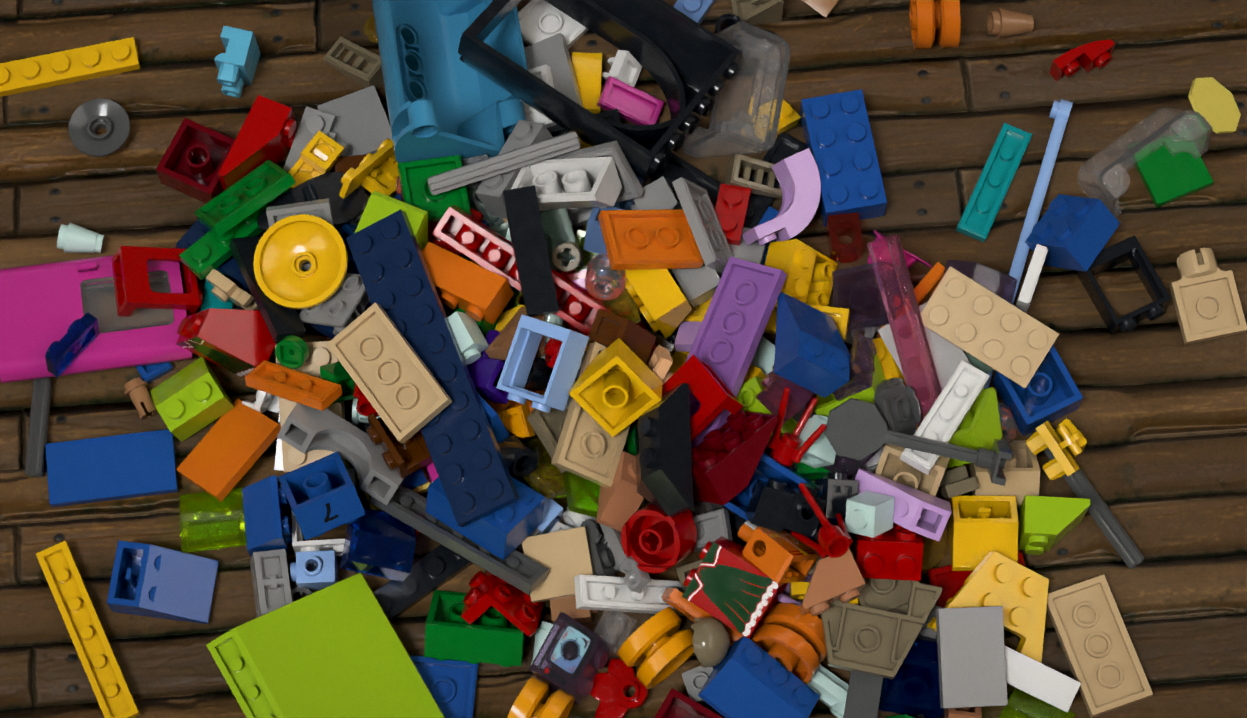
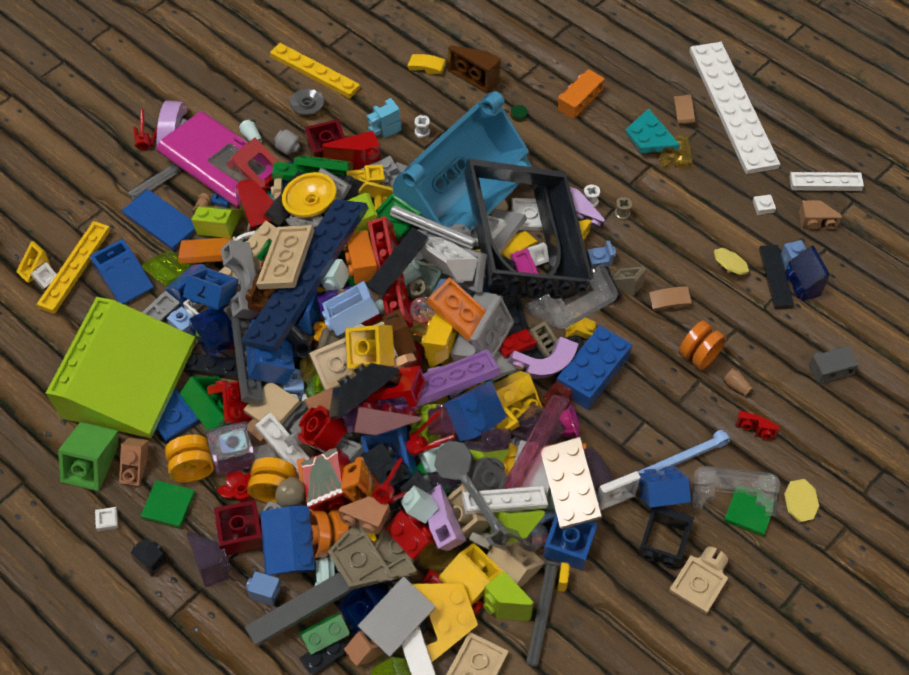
camera: 45 degrees right, 15 degrees down
(32, 682) = (33, 258): none -> yellow slope
(66, 681) = (43, 275): none -> white plate
(74, 342) = (193, 154): clear blue plate -> none
(145, 209) = (287, 142): none -> light grey head
(281, 19) = (422, 129): none -> white bush
(292, 352) = (265, 224): green tile -> none
(293, 385) = (250, 236): orange tile -> none
(994, 182) = (655, 440): teal tile -> none
(1063, 461) = (549, 572): yellow hips -> none

